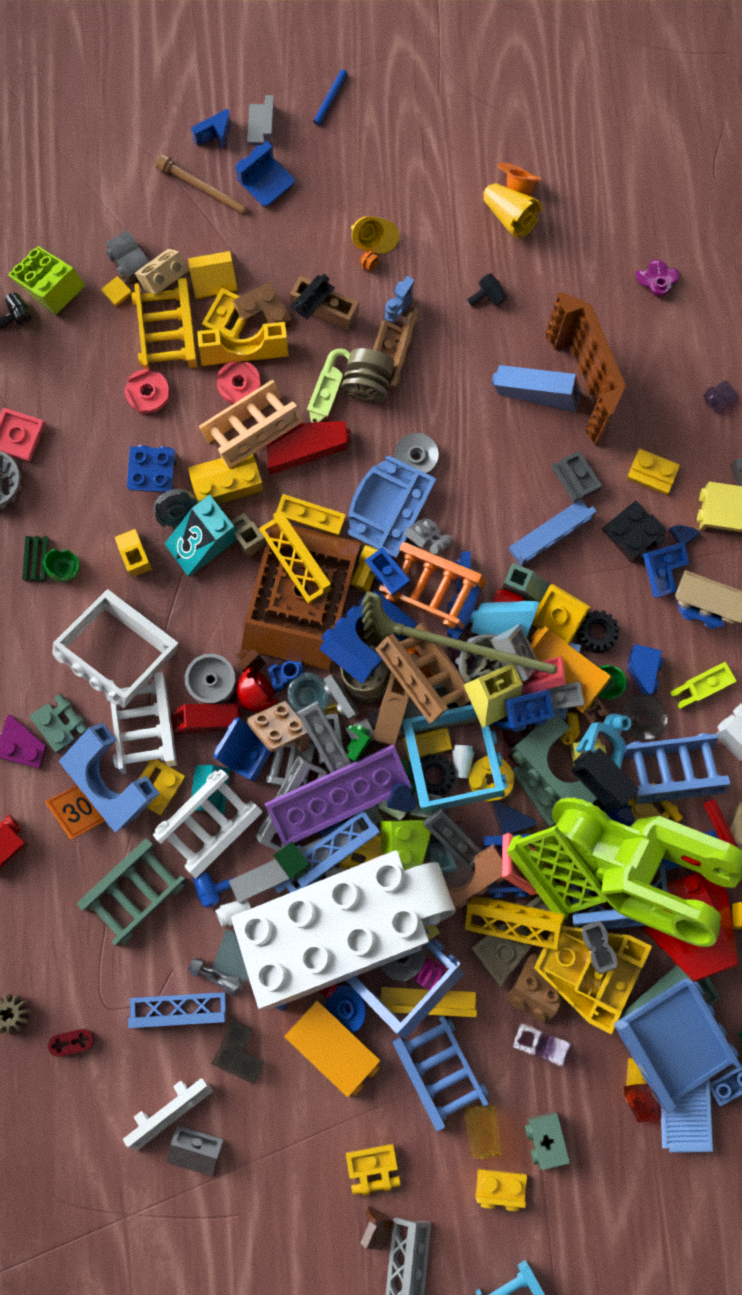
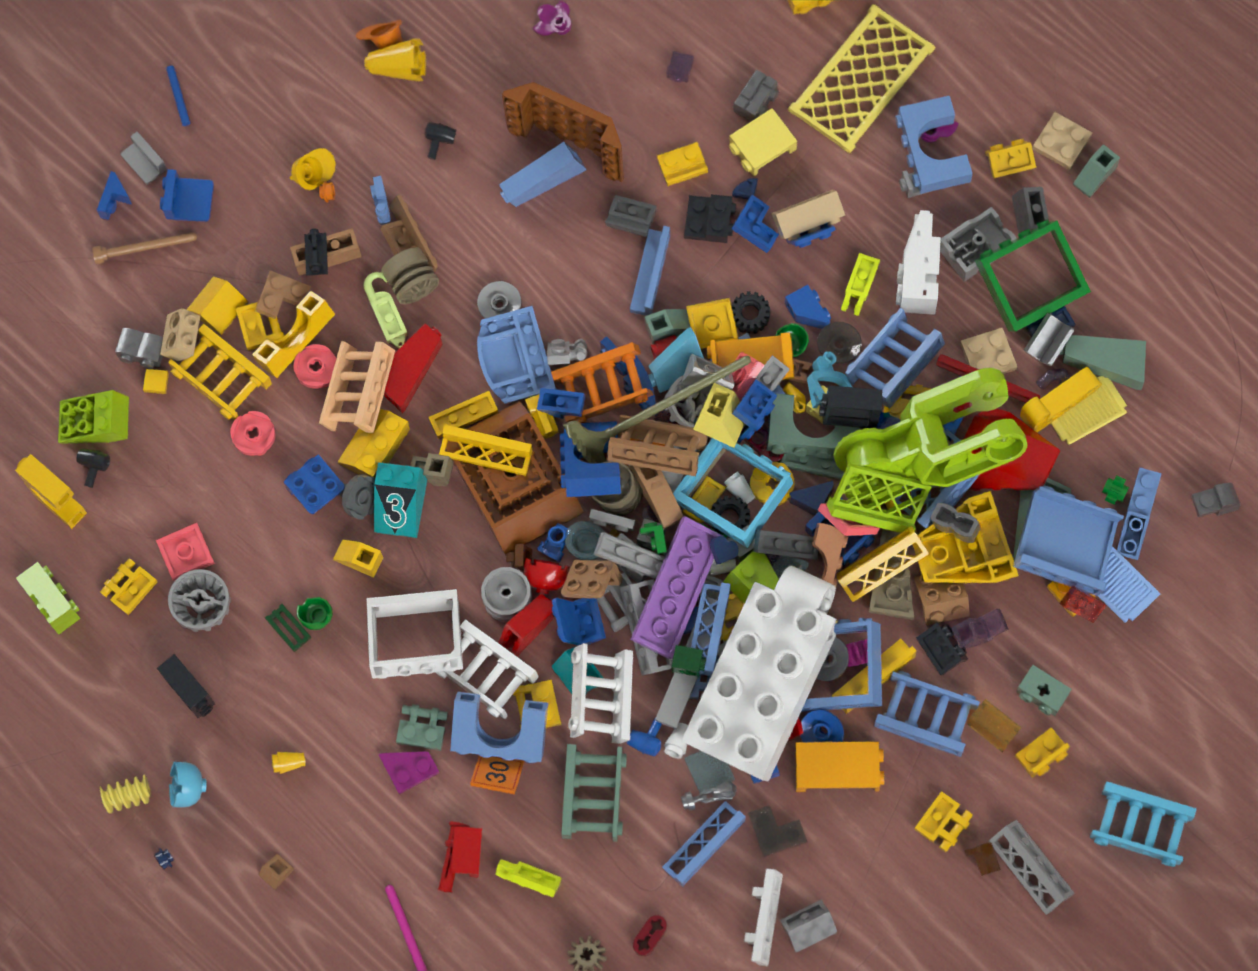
camera: 35 degrees left, 5 degrees down
(26, 912) = (529, 877): none -> neon yellow hinge
(500, 1030) = (942, 647): none -> black bracket

